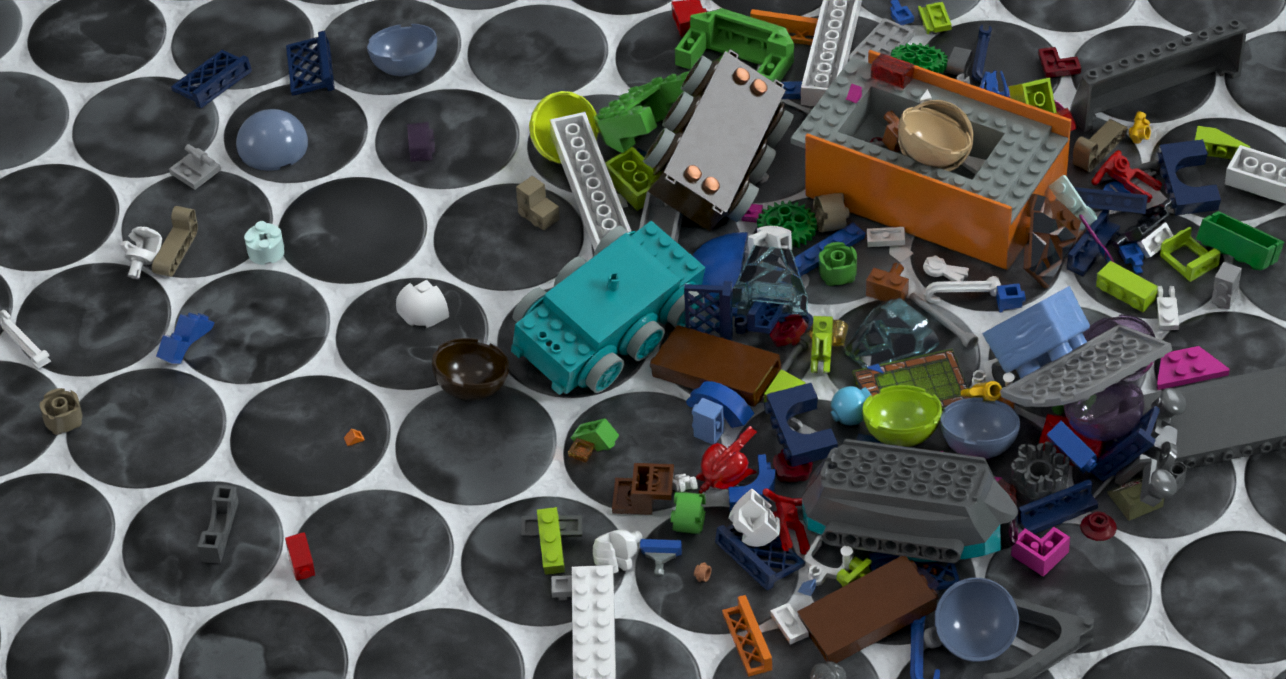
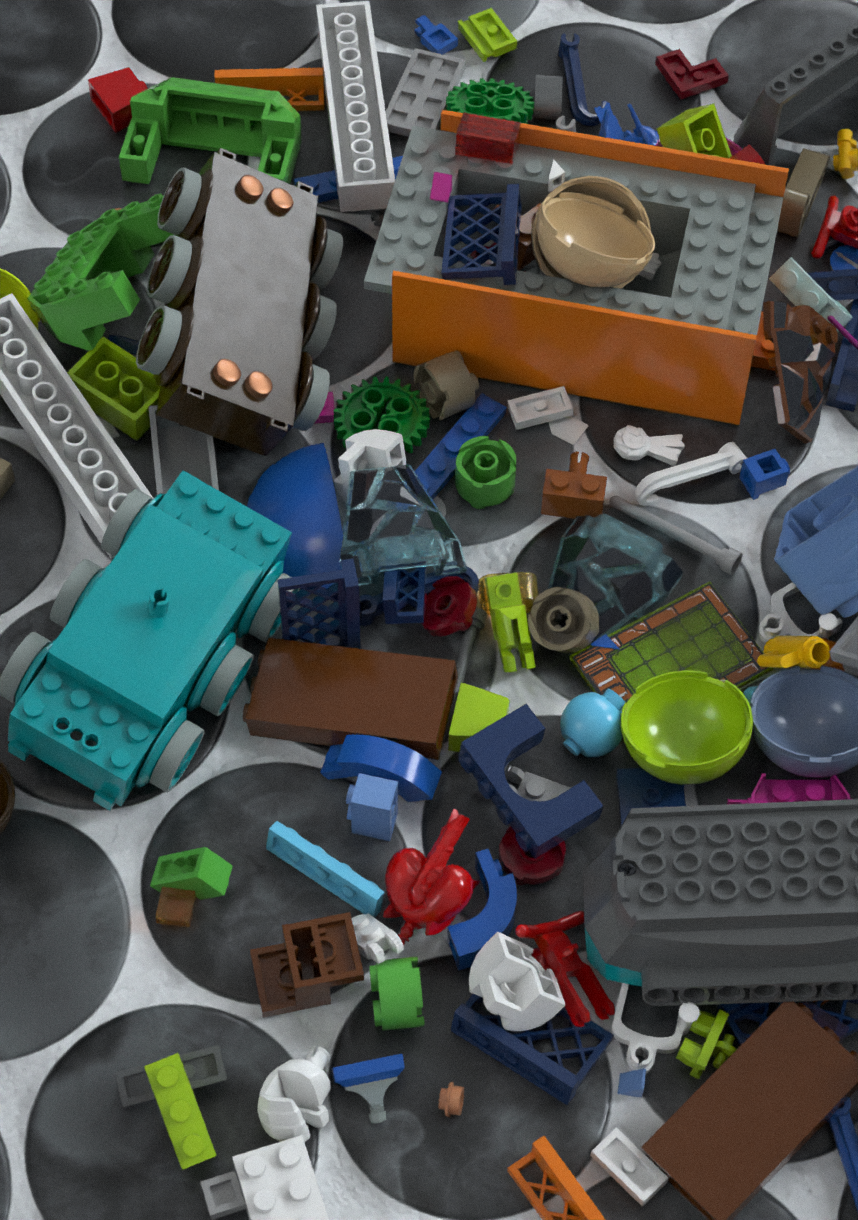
camera: 20 degrees left, 10 degrees up
(670, 447) = (324, 869): none -> medium azure plate
(853, 348) = (547, 613): none -> dark tan brick
(884, 127) = (505, 234): none -> dark blue fence

